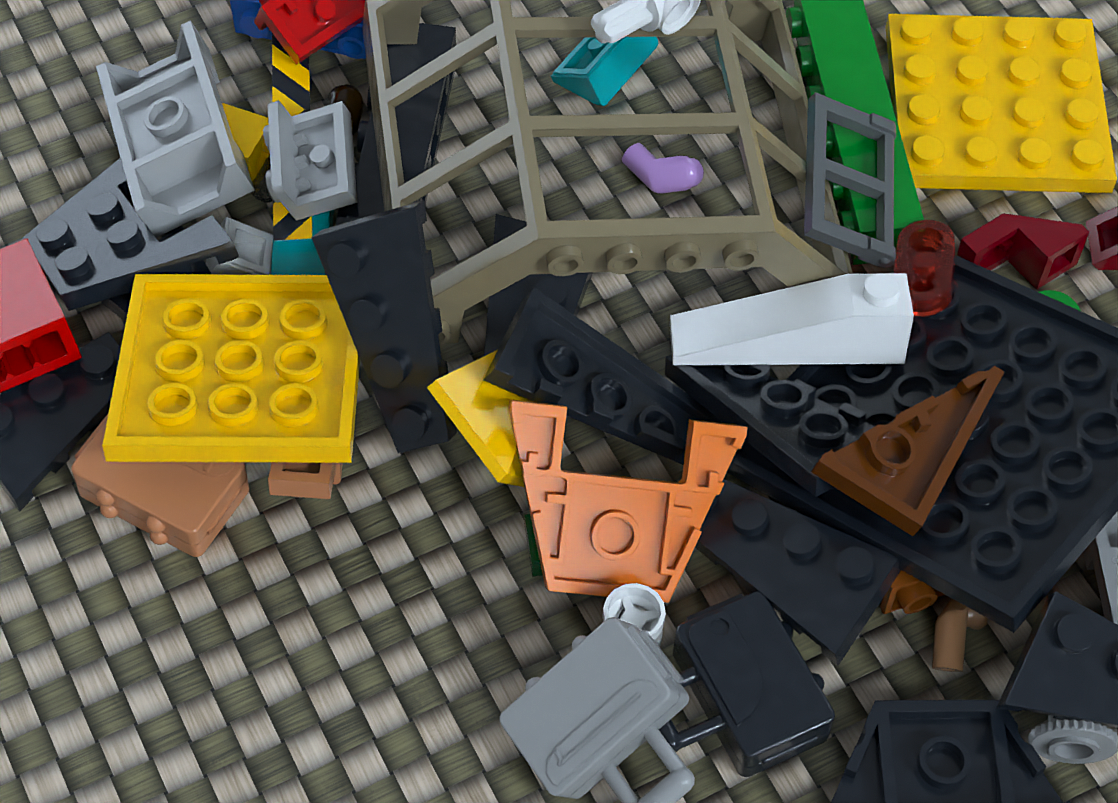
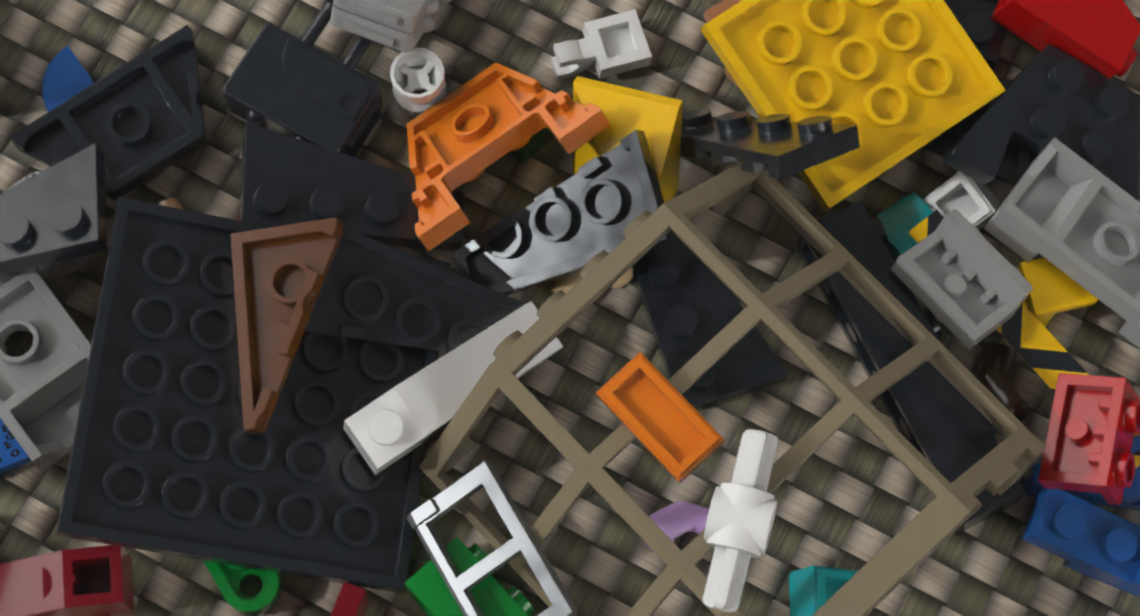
camera: 145 degrees right, 15 degrees up
(428, 548) = (609, 43): none -> white plate
(666, 103) = (660, 417): none -> orange tile
(928, 259) = (382, 530): clear red plate -> none

